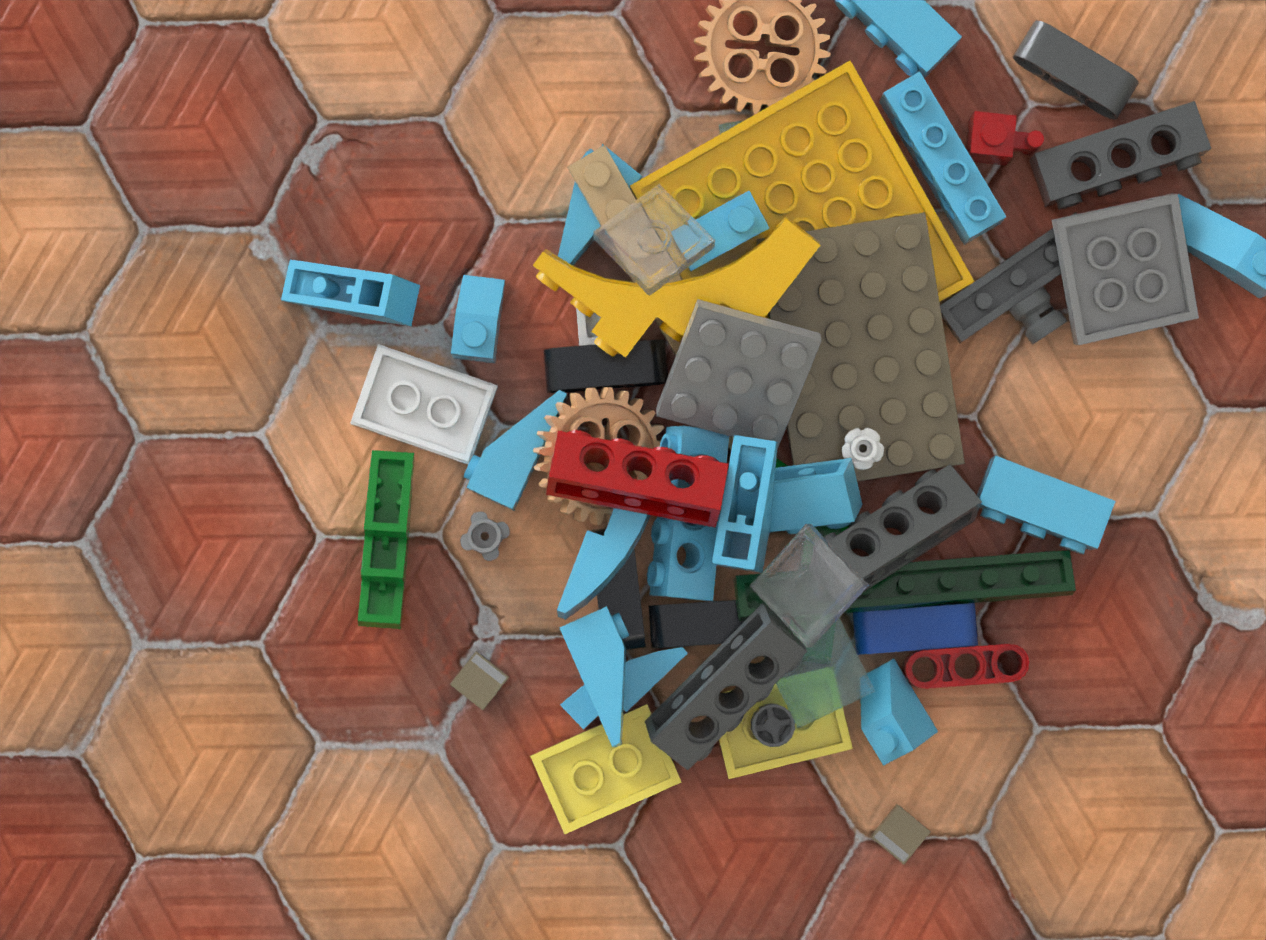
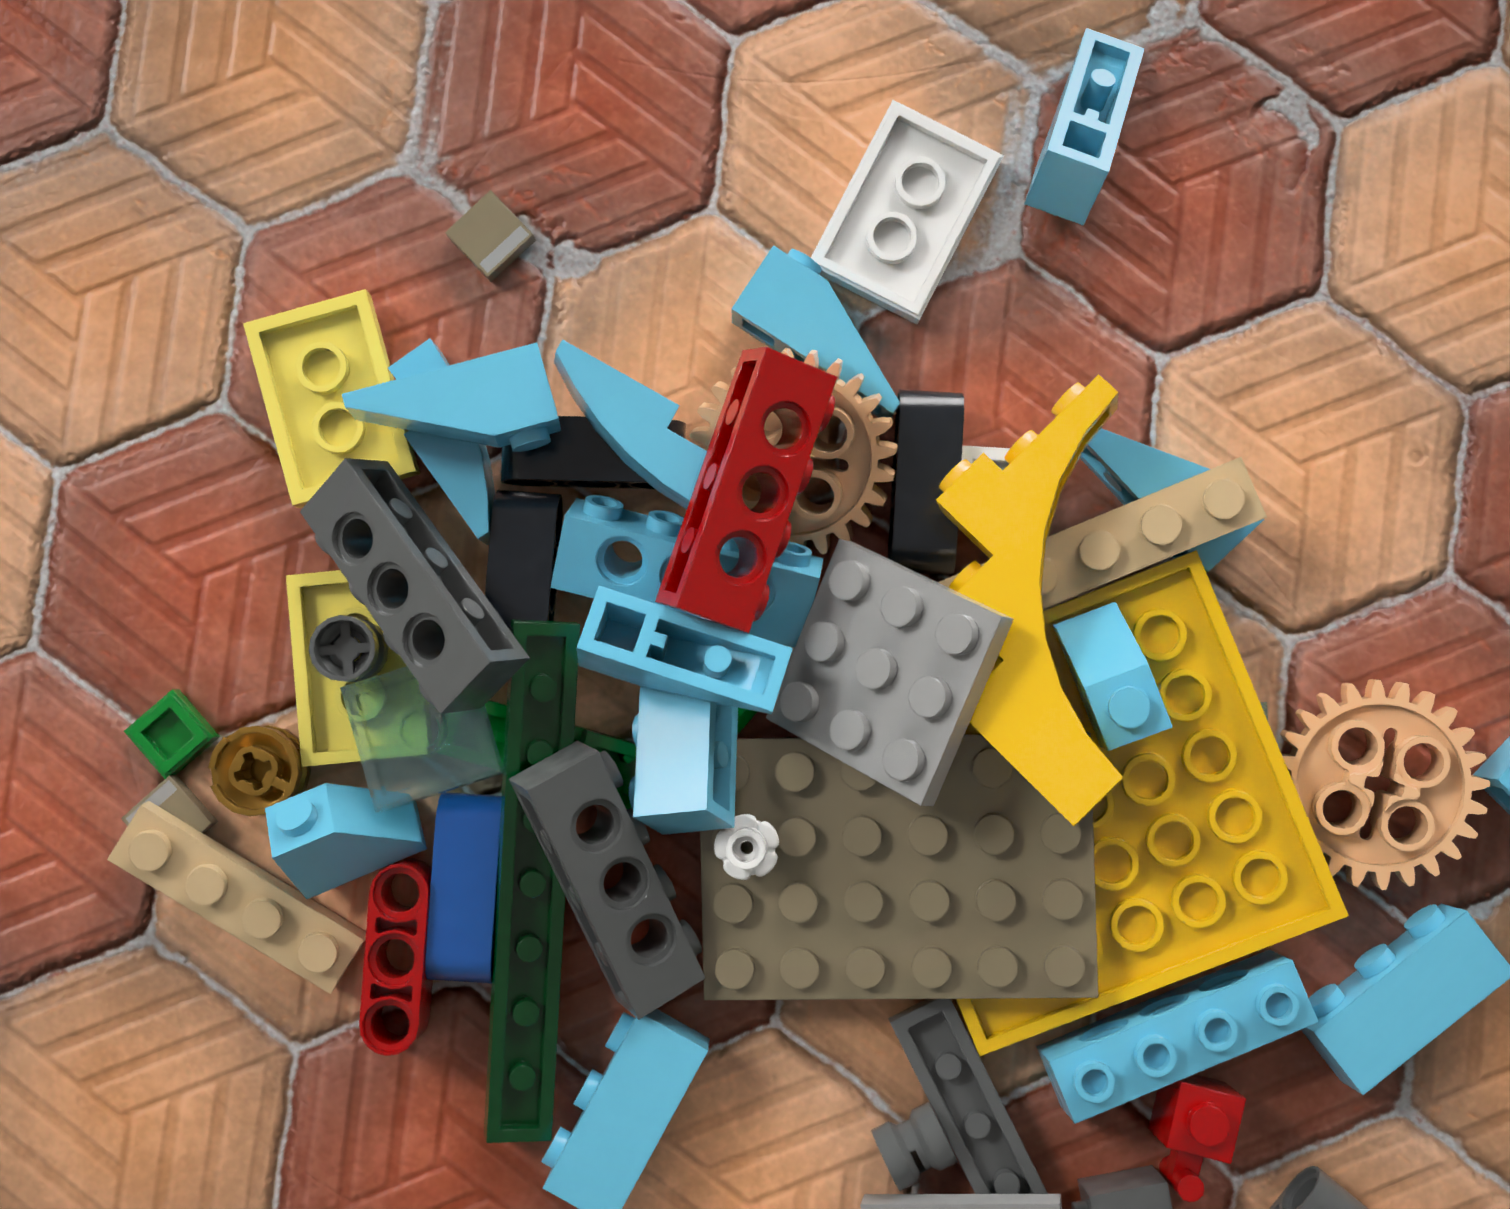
camera: 95 degrees right, 0 degrees up
(386, 539) = (715, 128): green slope -> none
(478, 319) = (1020, 302): medium azure slope -> none
(488, 547) = (697, 254): light grey plate -> none
(654, 239) = (1113, 569): clear tile -> none
(809, 585) = (541, 732): clear tile -> none
(843, 842) = (171, 733): none -> green tile
(858, 778) = (257, 769): none -> pearl gold wheel
(943, 778) = (237, 896): none -> tan plate

